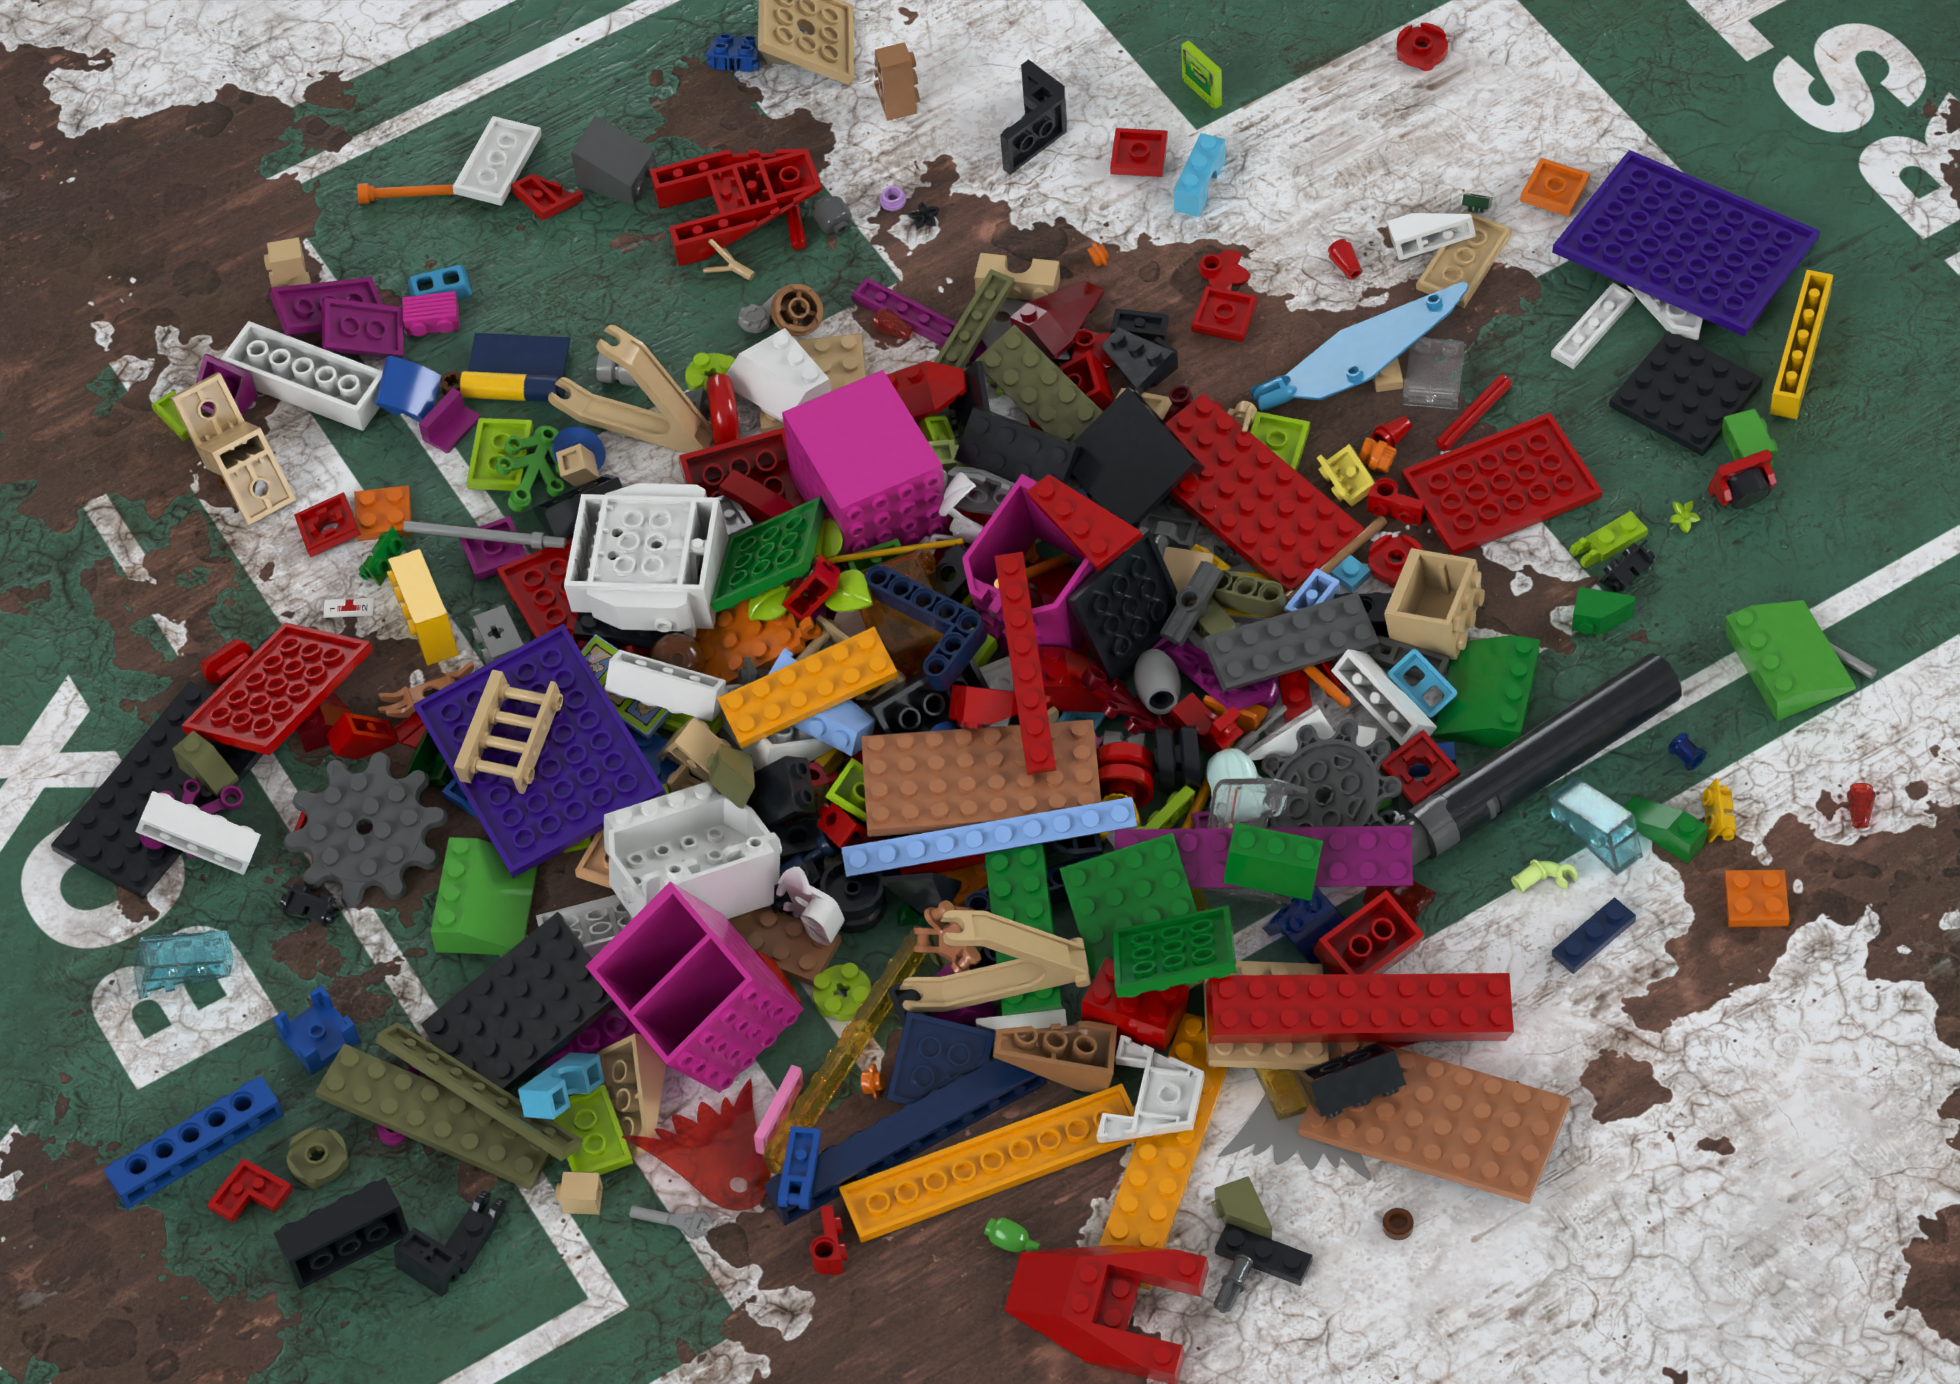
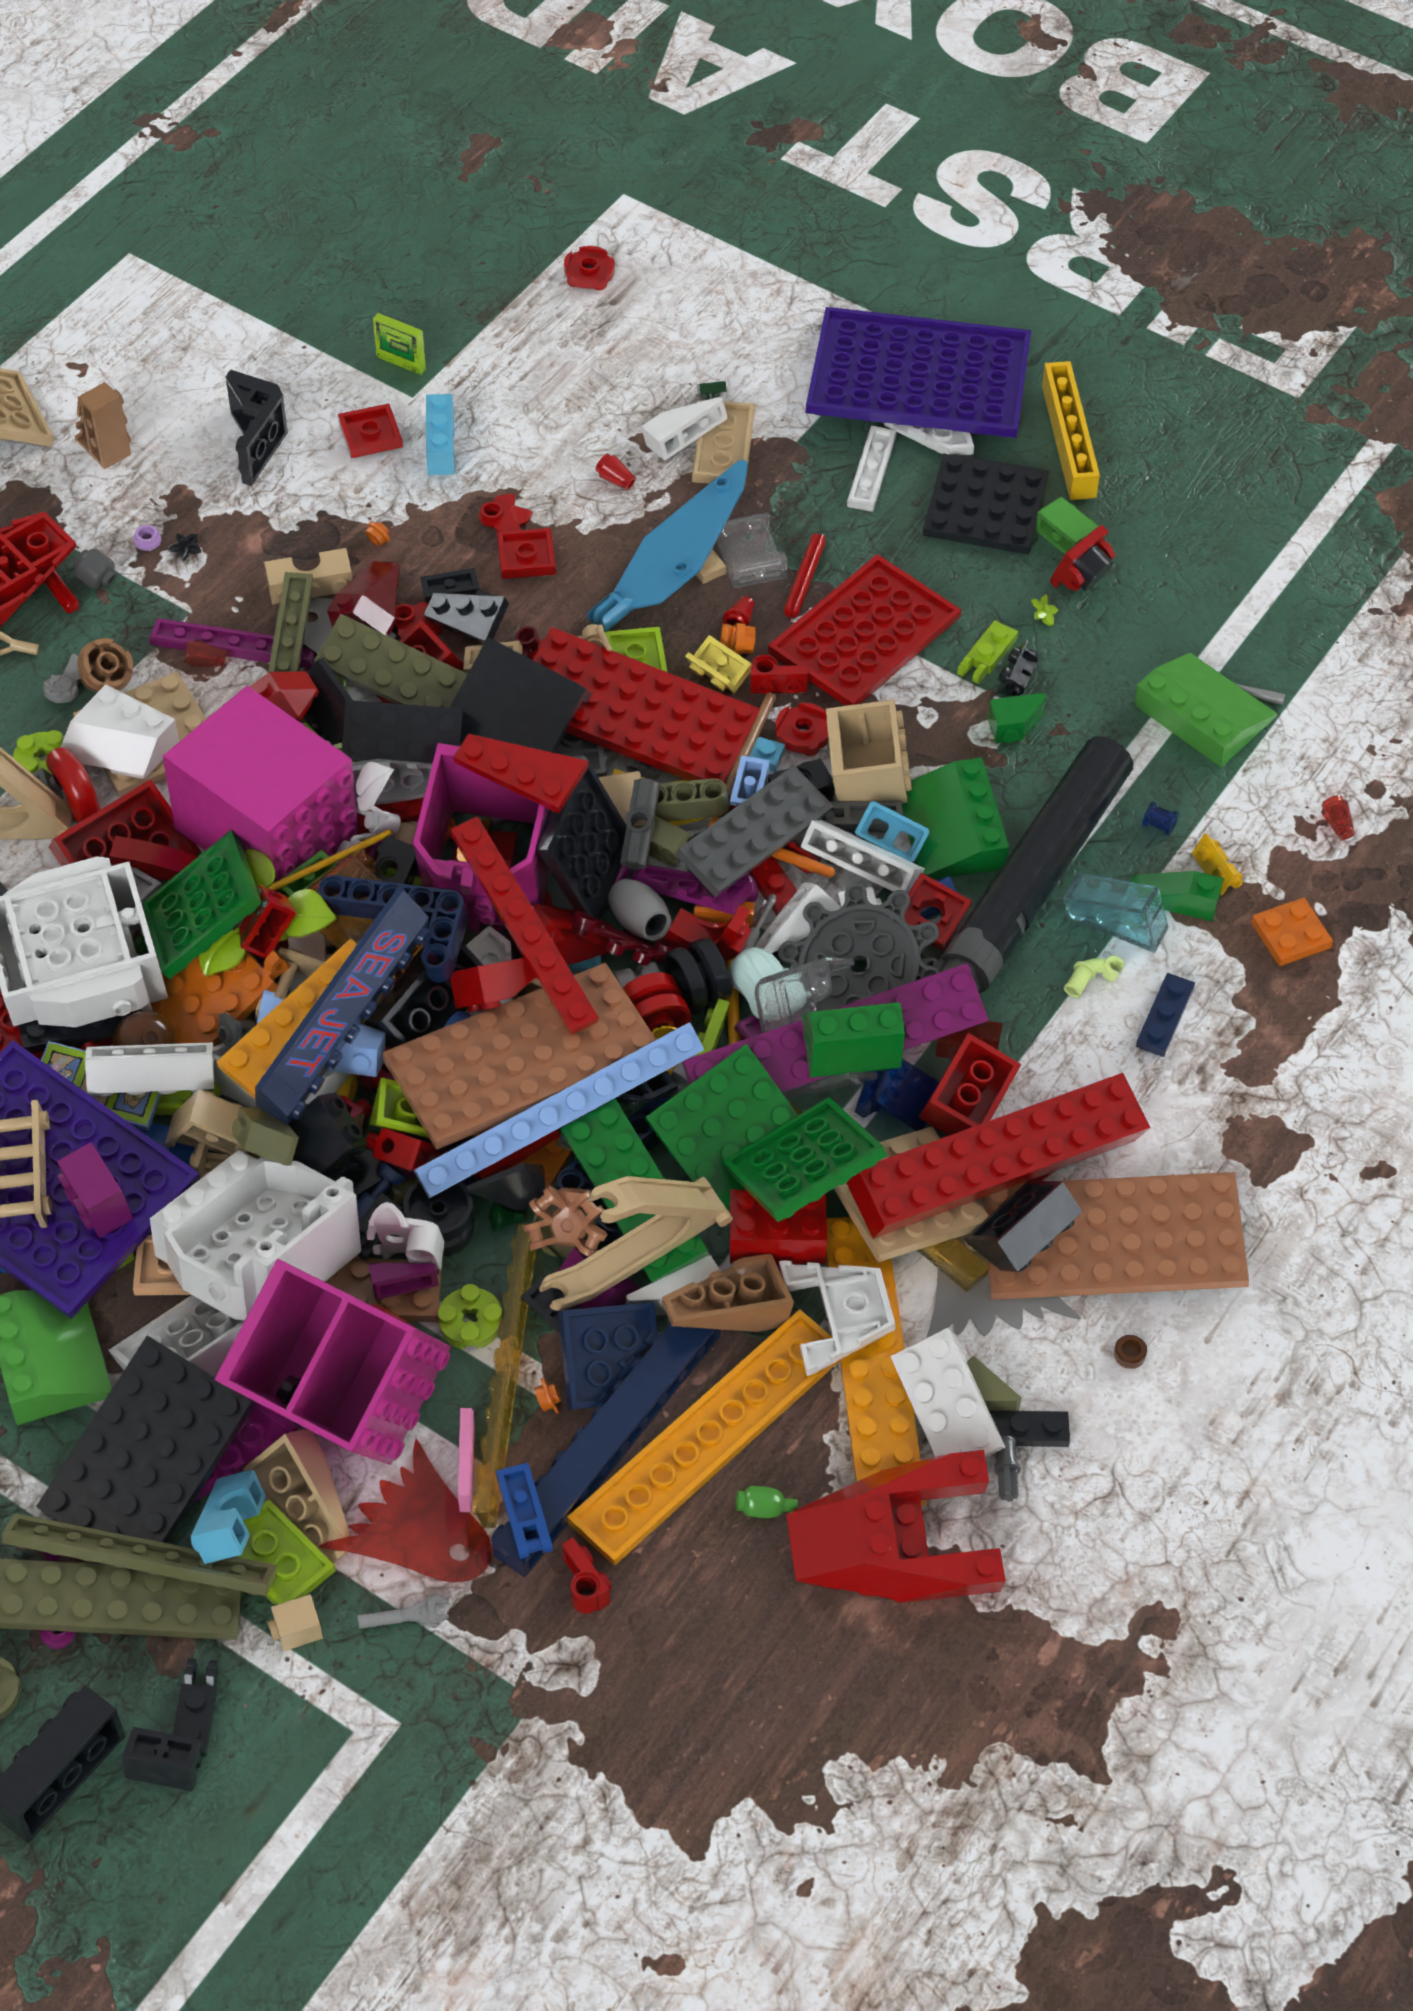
camera: 30 degrees left, 0 degrees up
(567, 775) = (93, 1191): none -> magenta brick
(790, 937) = (401, 1278): none -> magenta slope
(833, 684) = (342, 1008): none -> dark blue slope
(1207, 1203) = (946, 1396): none -> white plate
(1555, 187) = (775, 357): orange plate -> none

